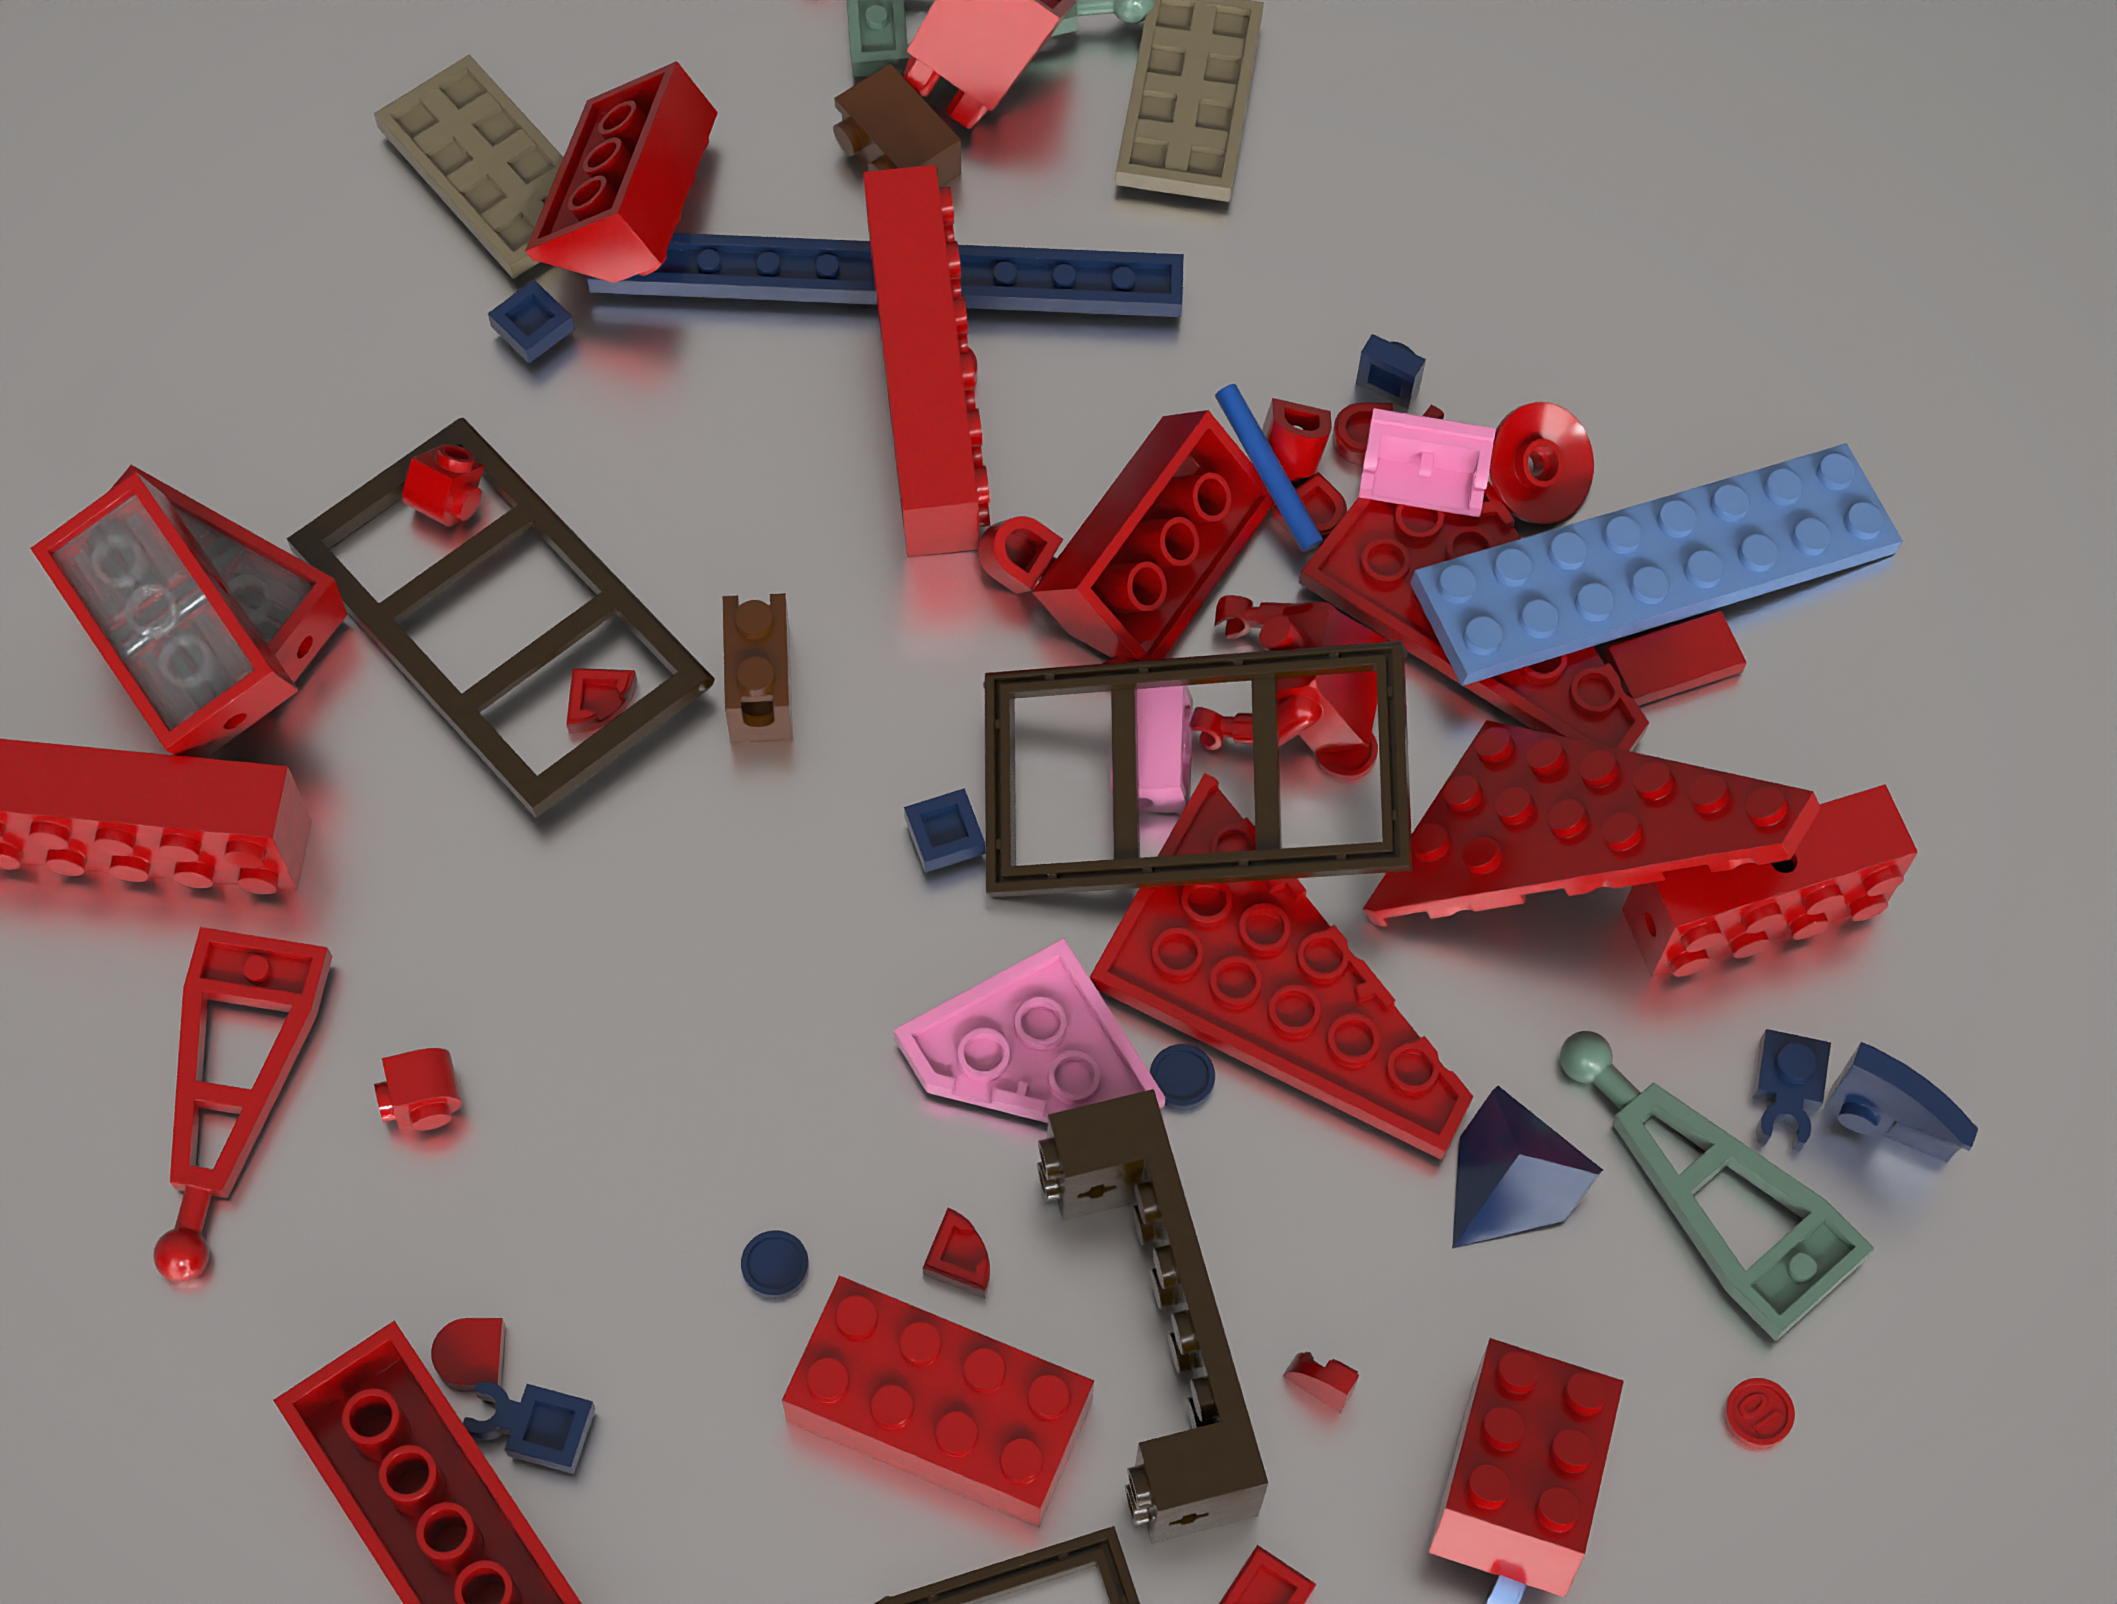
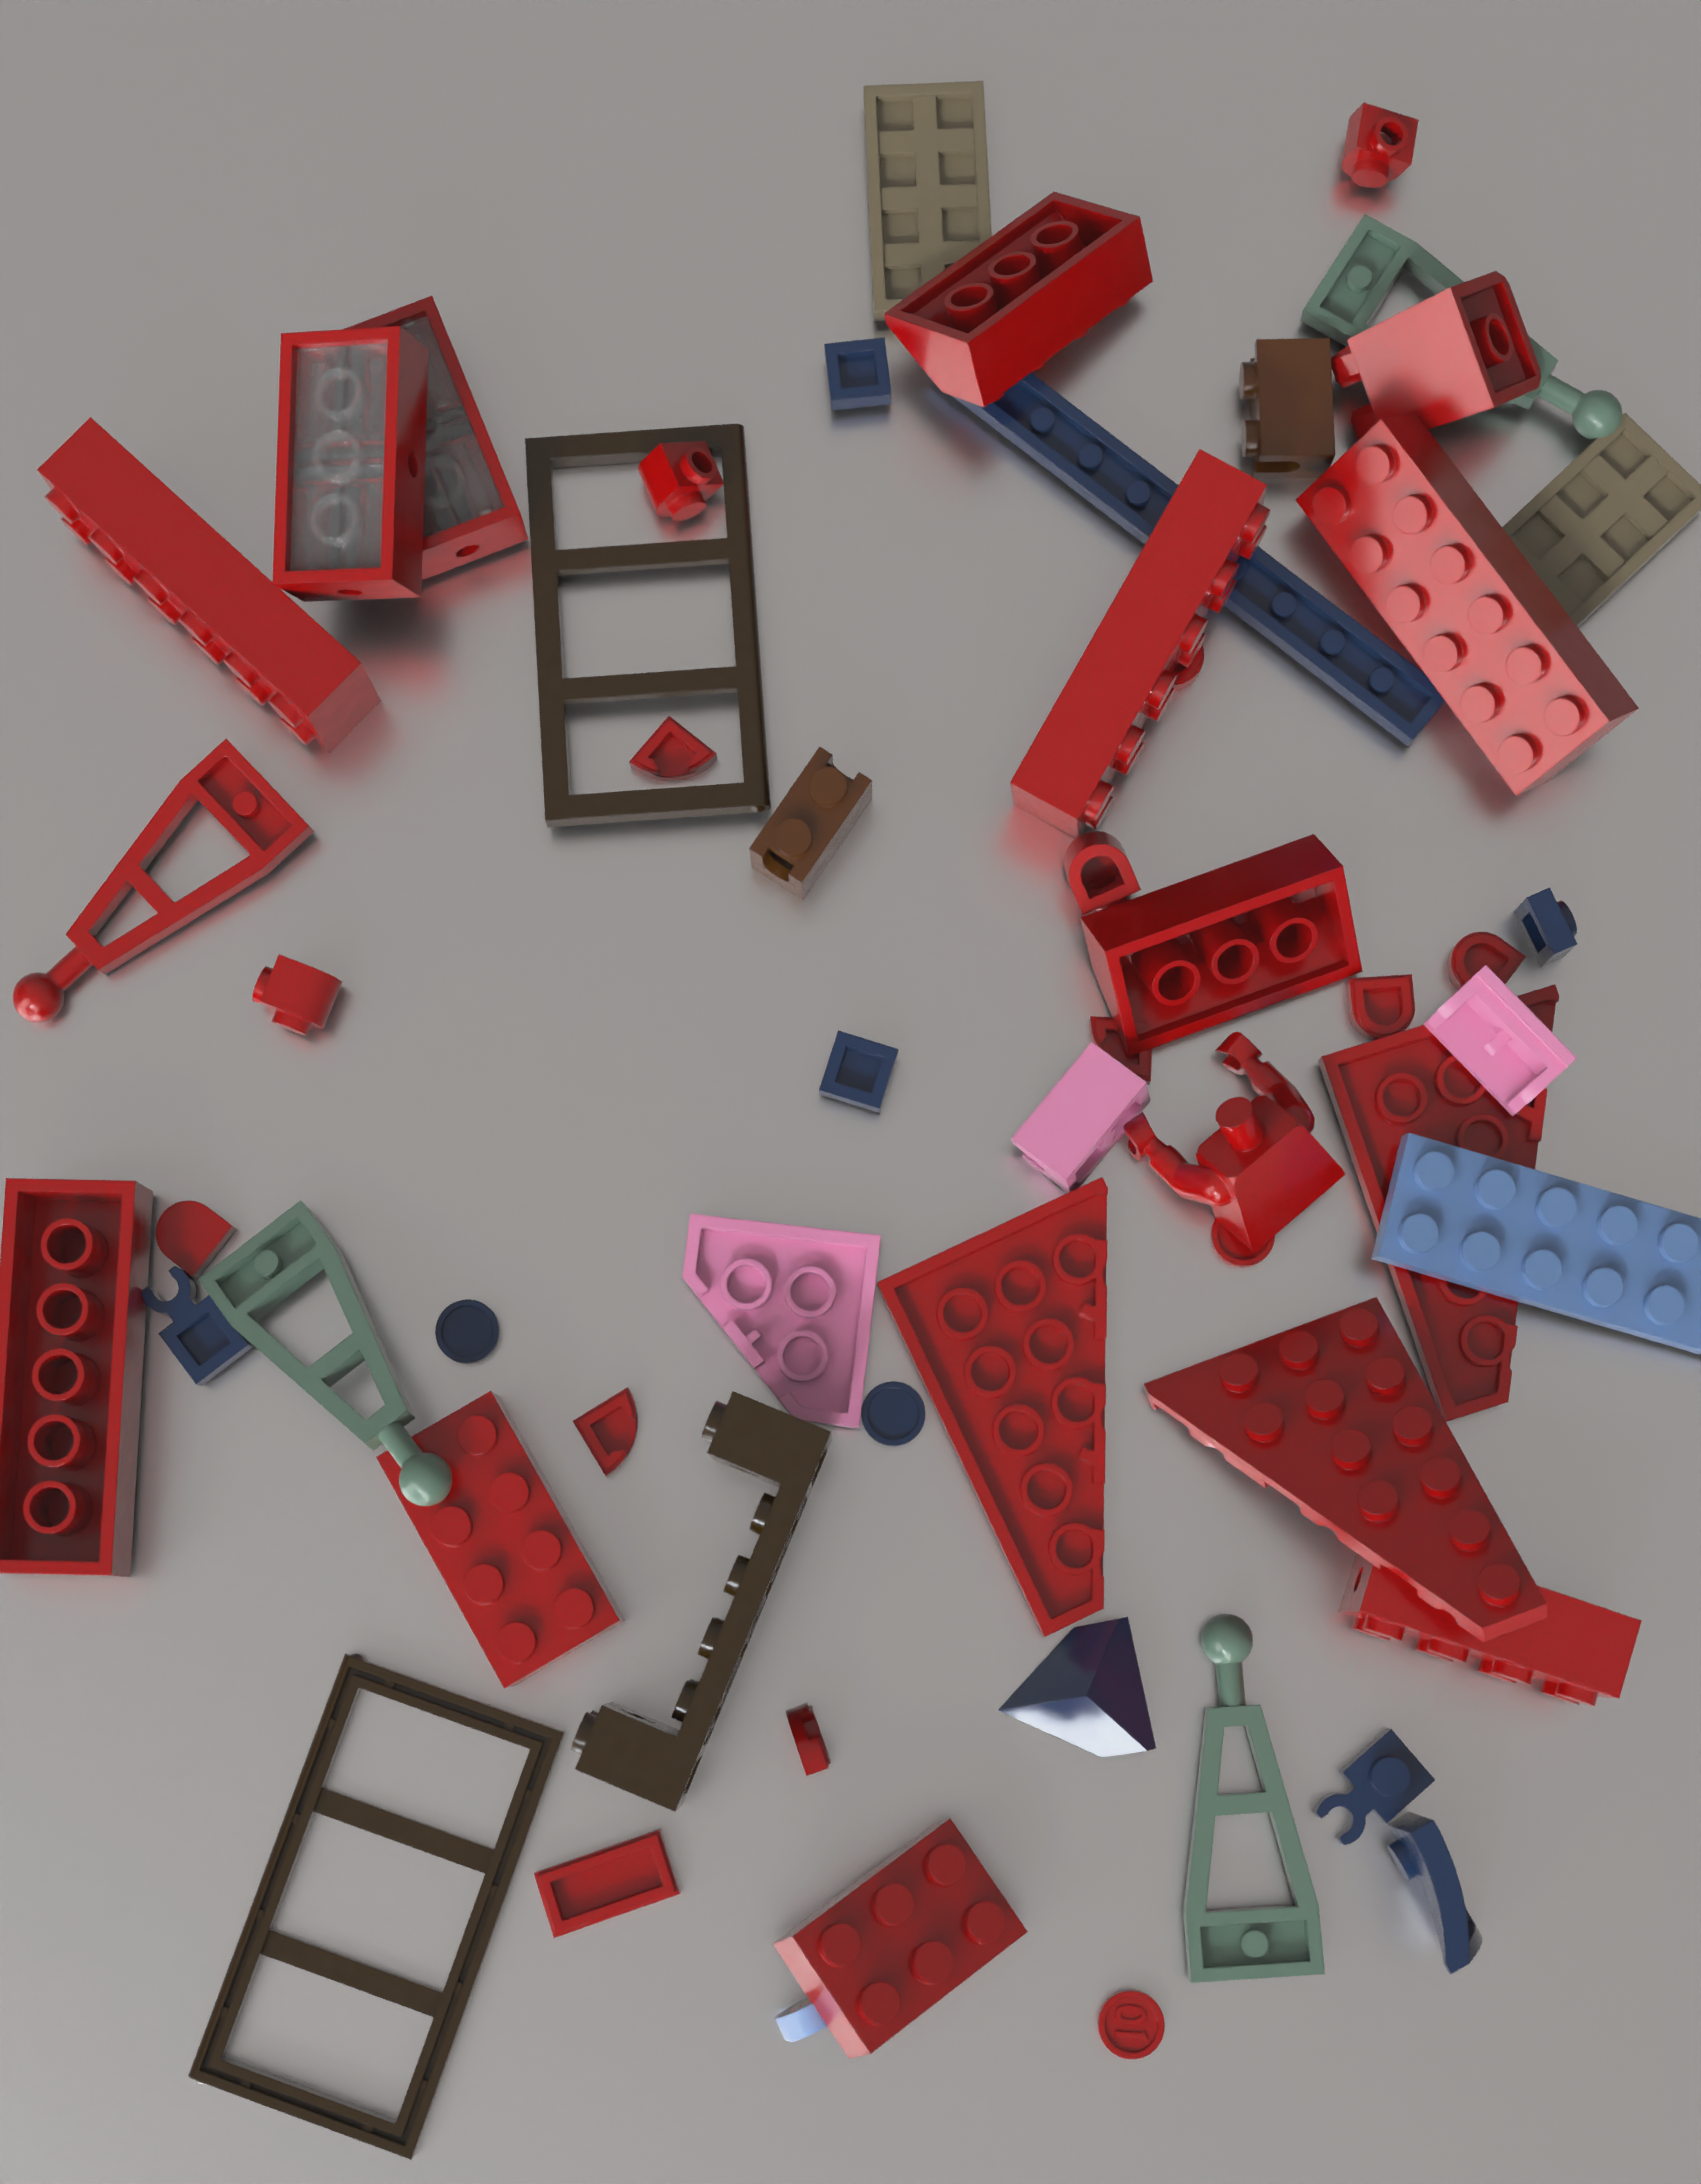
camera: 40 degrees right, 15 degrees up
(570, 1313) = (272, 1269): none -> sand green plate
(1144, 177) = (1465, 602): none -> brick
(1269, 468) = (1365, 945): blue bar -> none
(1269, 858) = (1085, 1298): dark brown door -> none
(1297, 448) = (1411, 932): red plate -> none
(1559, 457) = (1621, 1121): red dish -> none
(1676, 658) = (1582, 1358): red tile -> none

